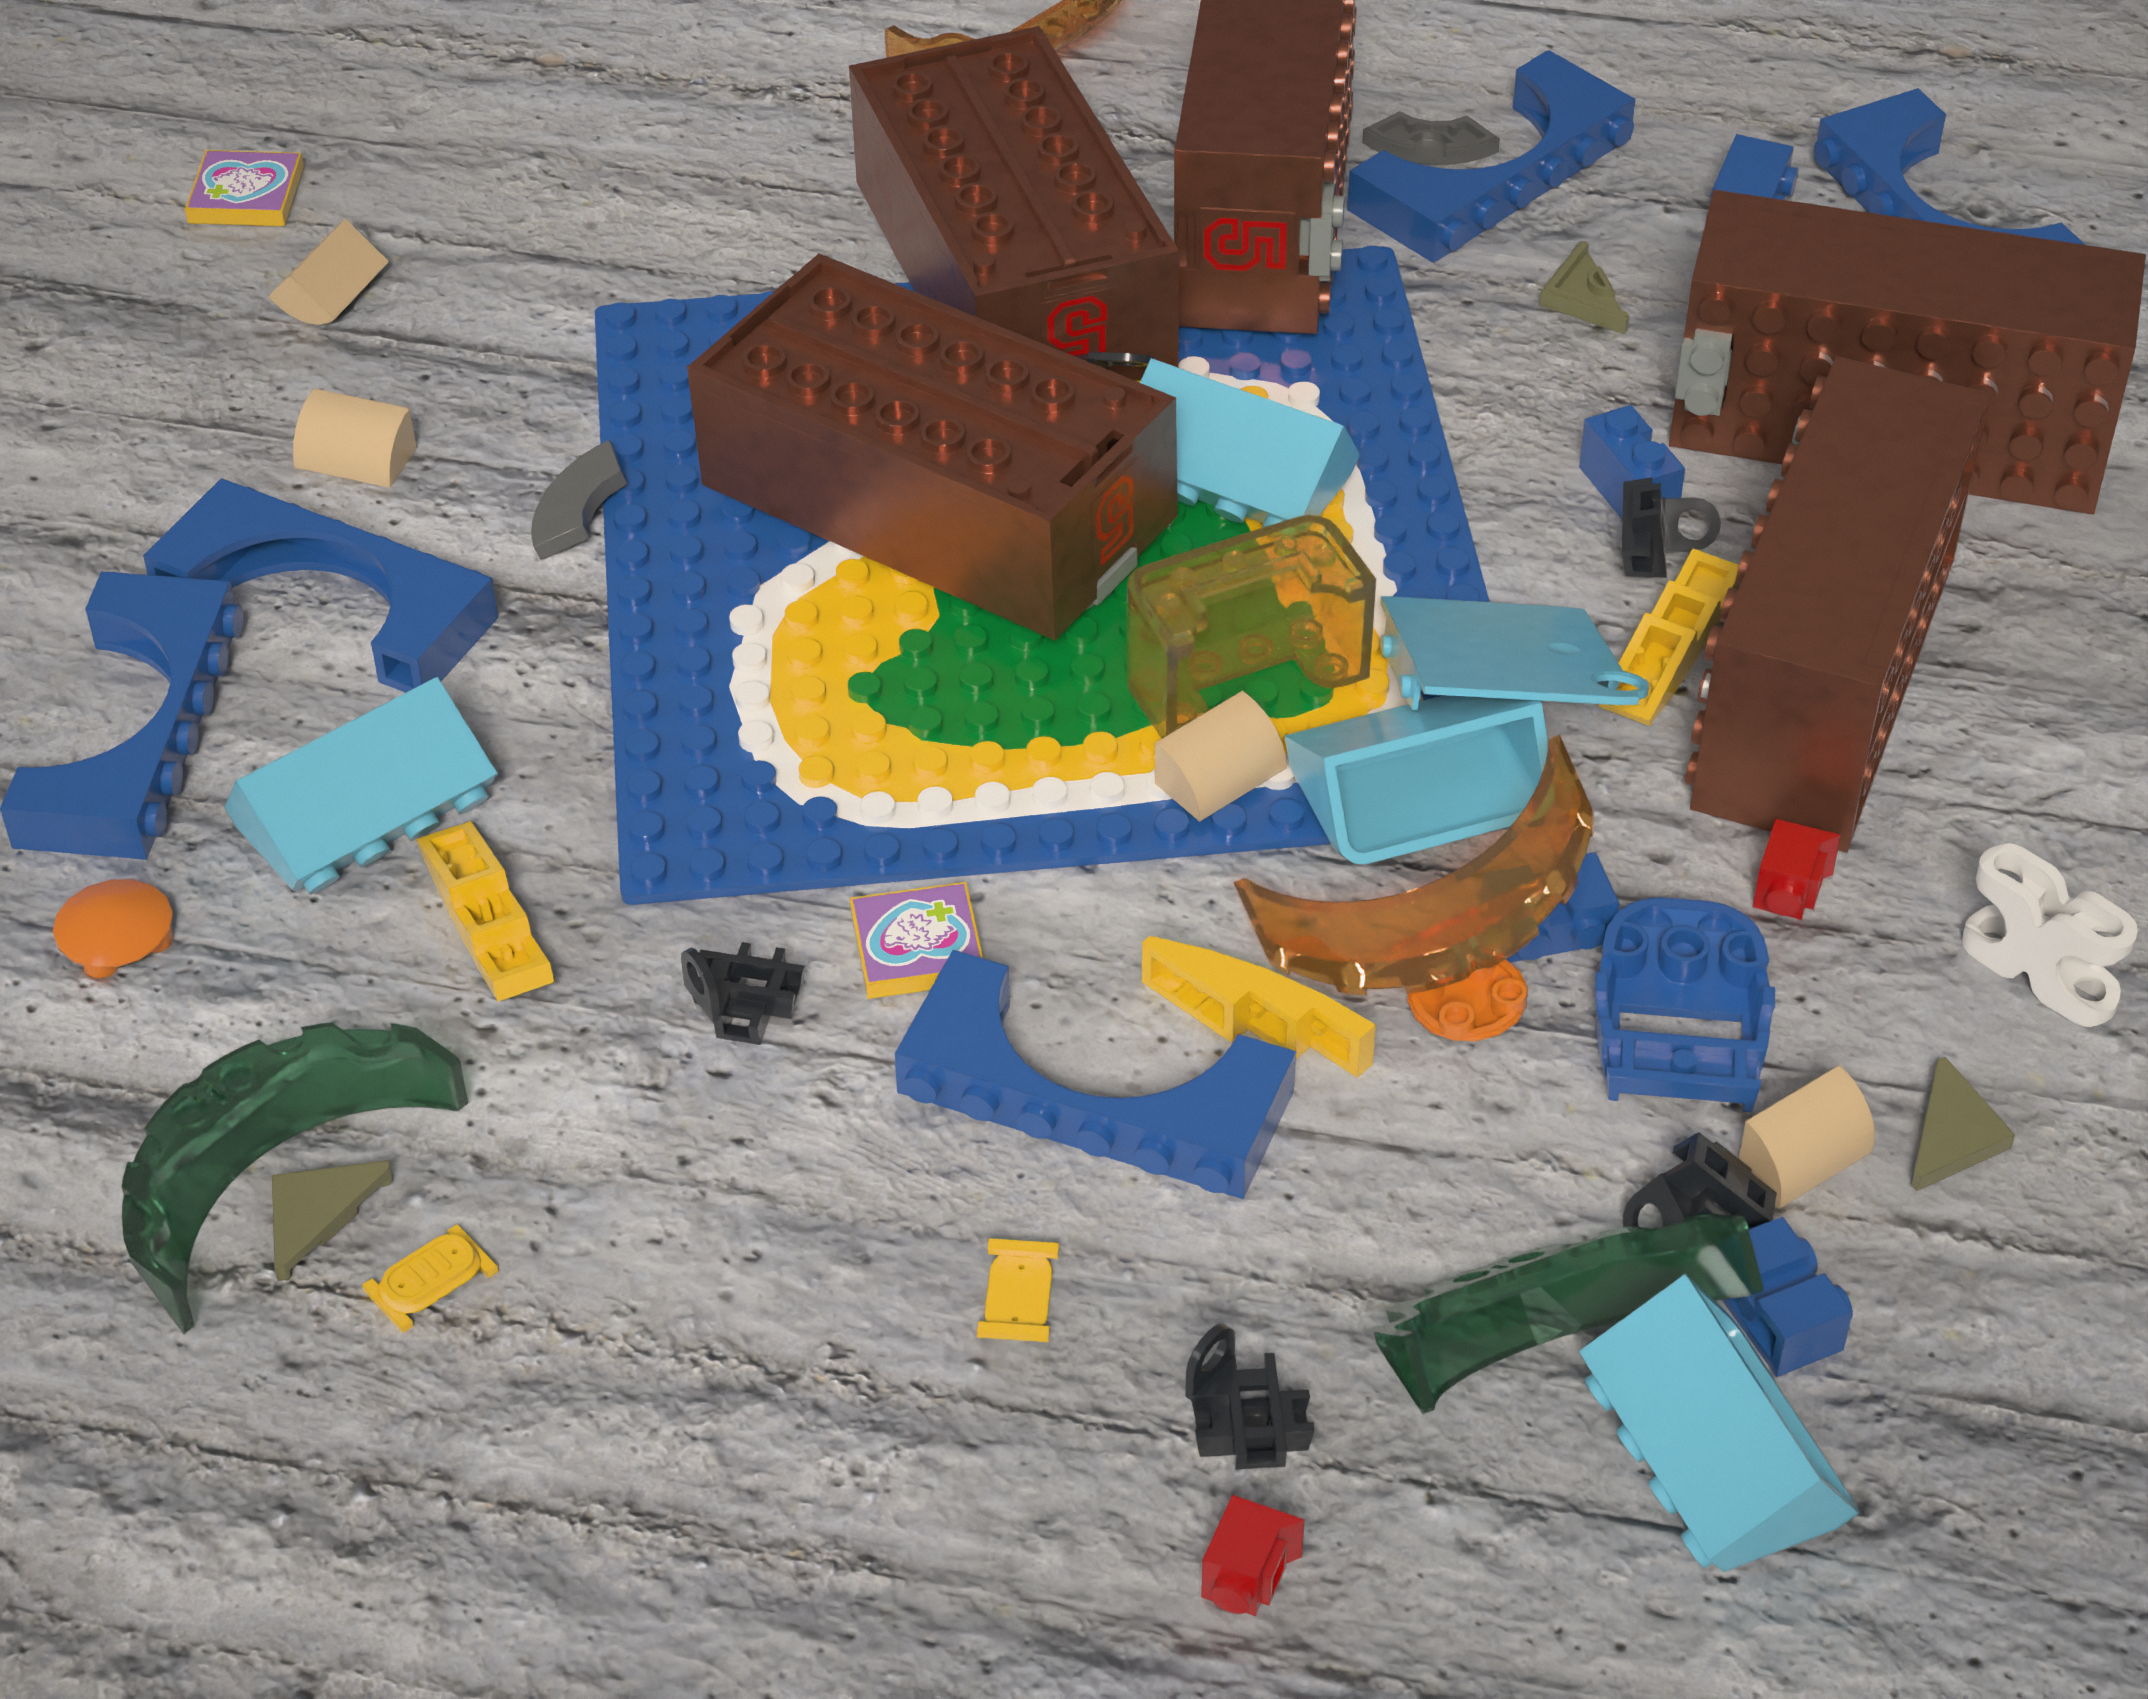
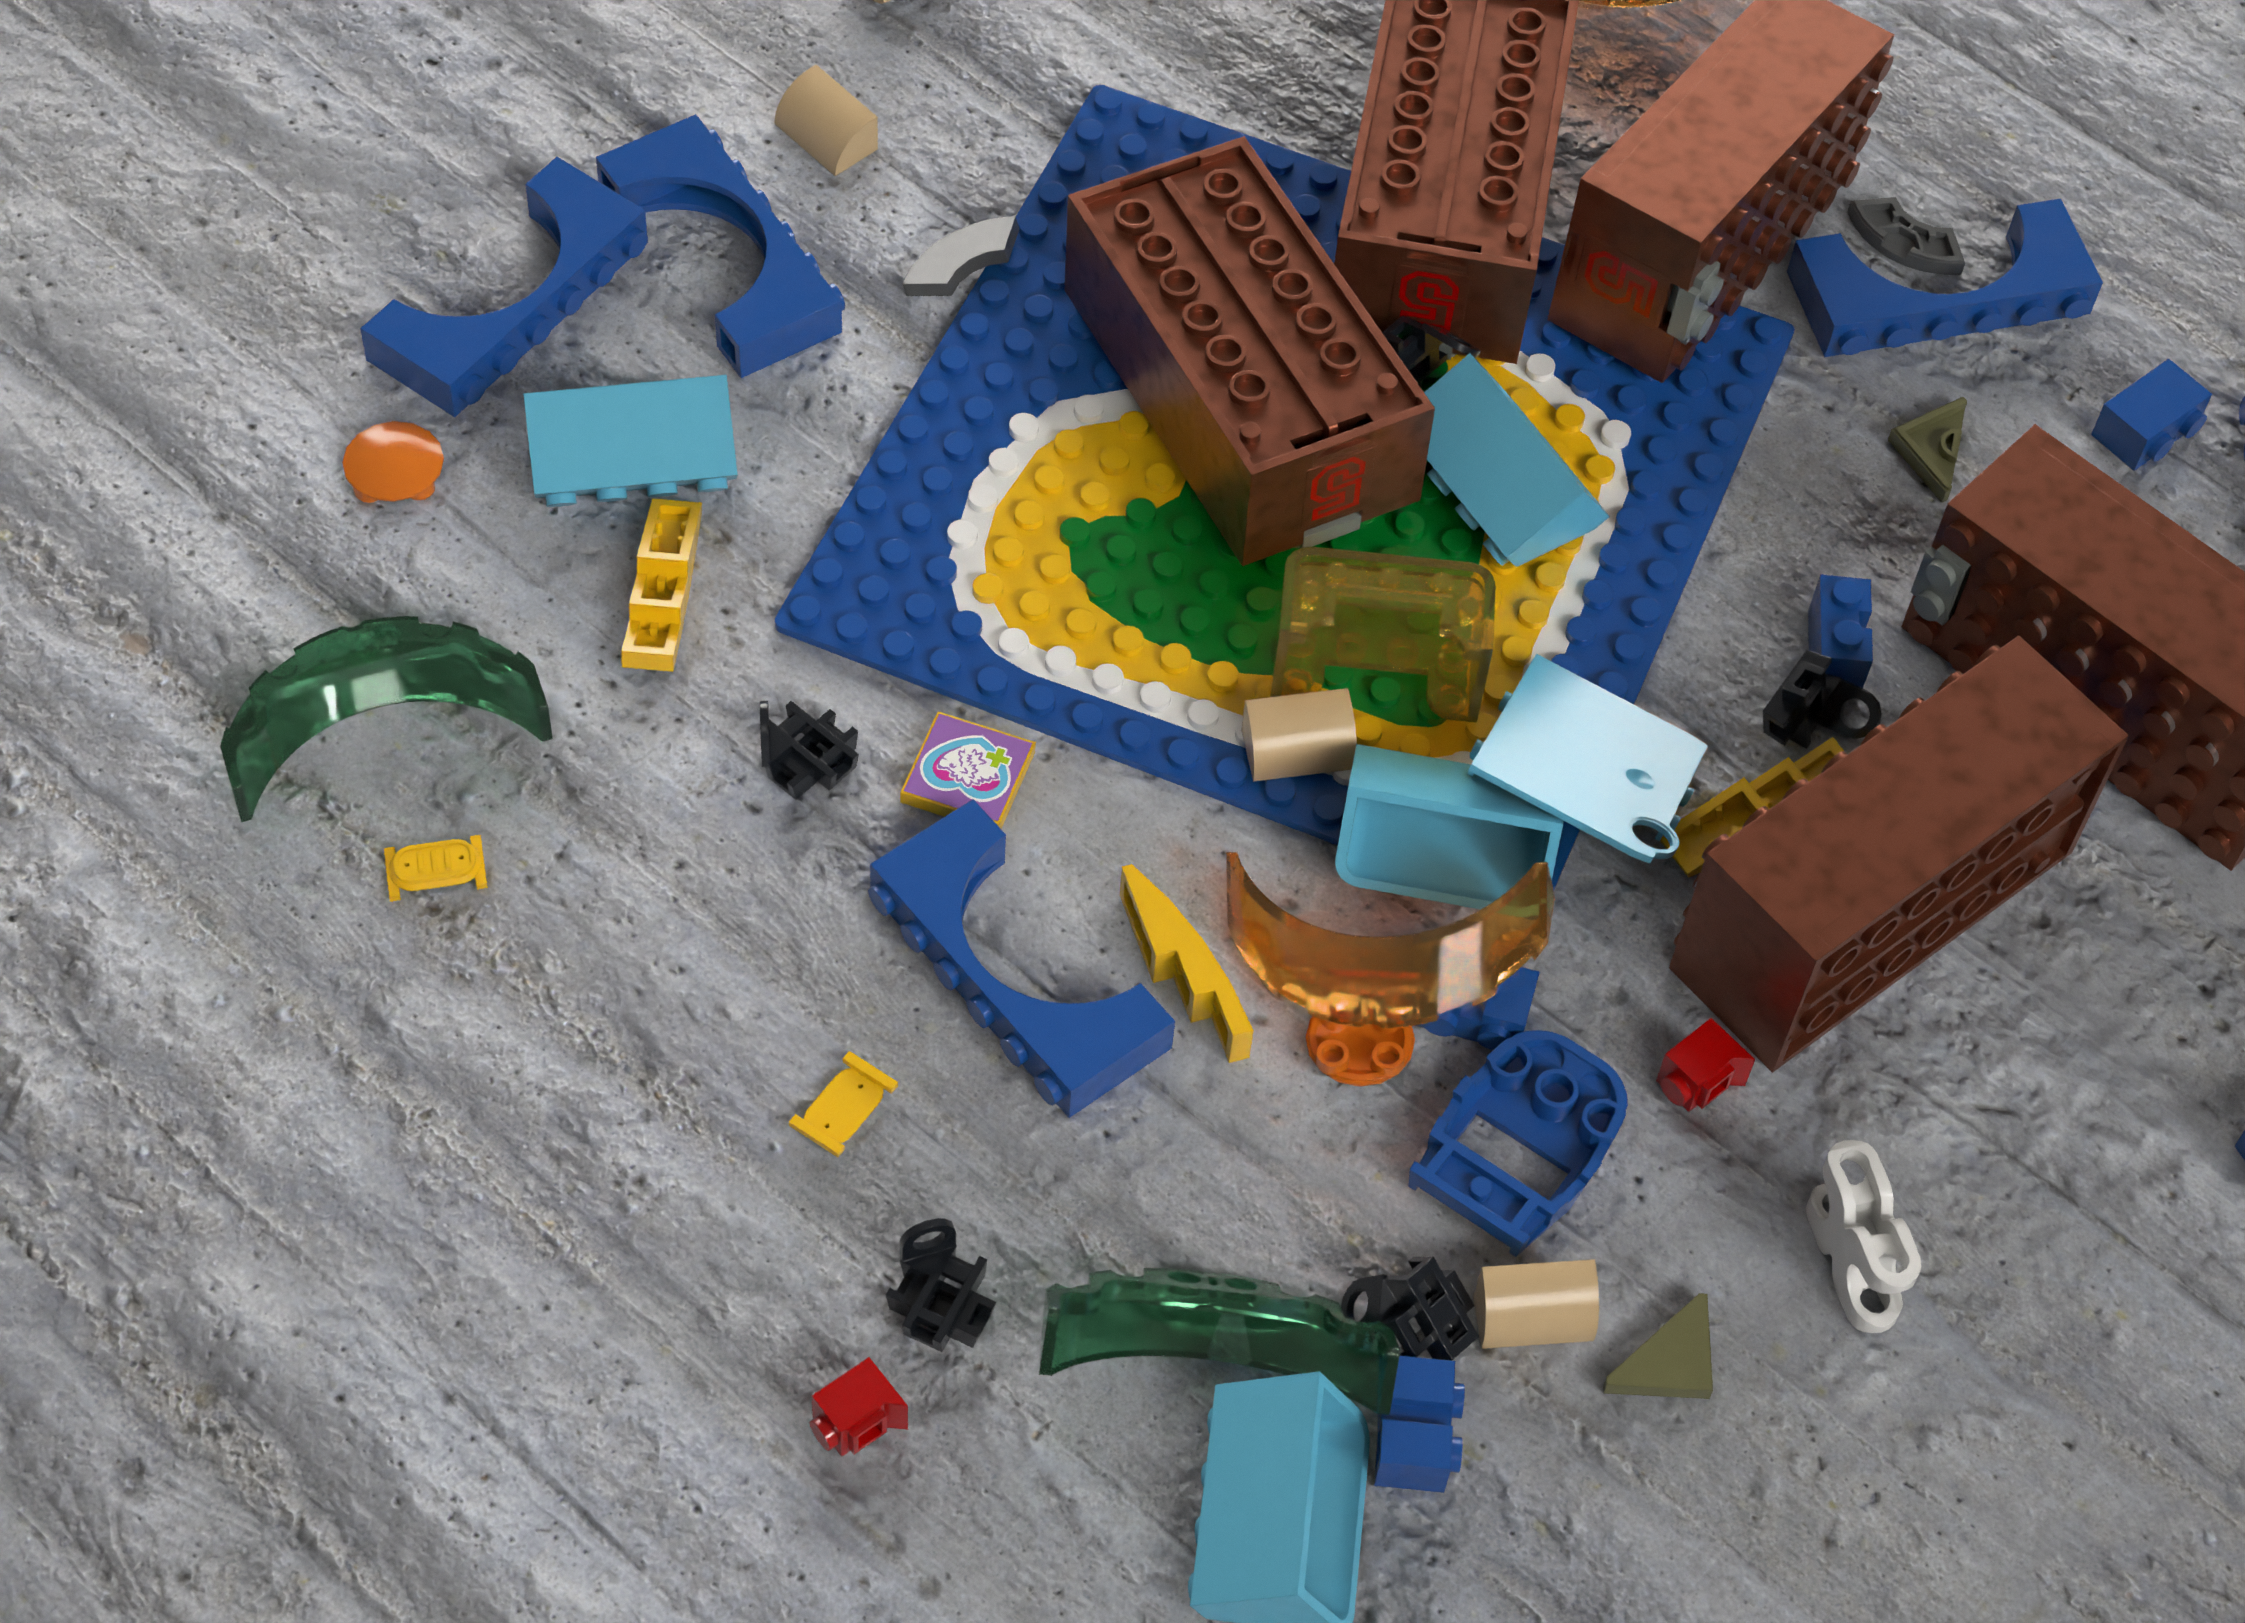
camera: 25 degrees right, 10 degrees up
(317, 1205) = (389, 768): olive tile -> none

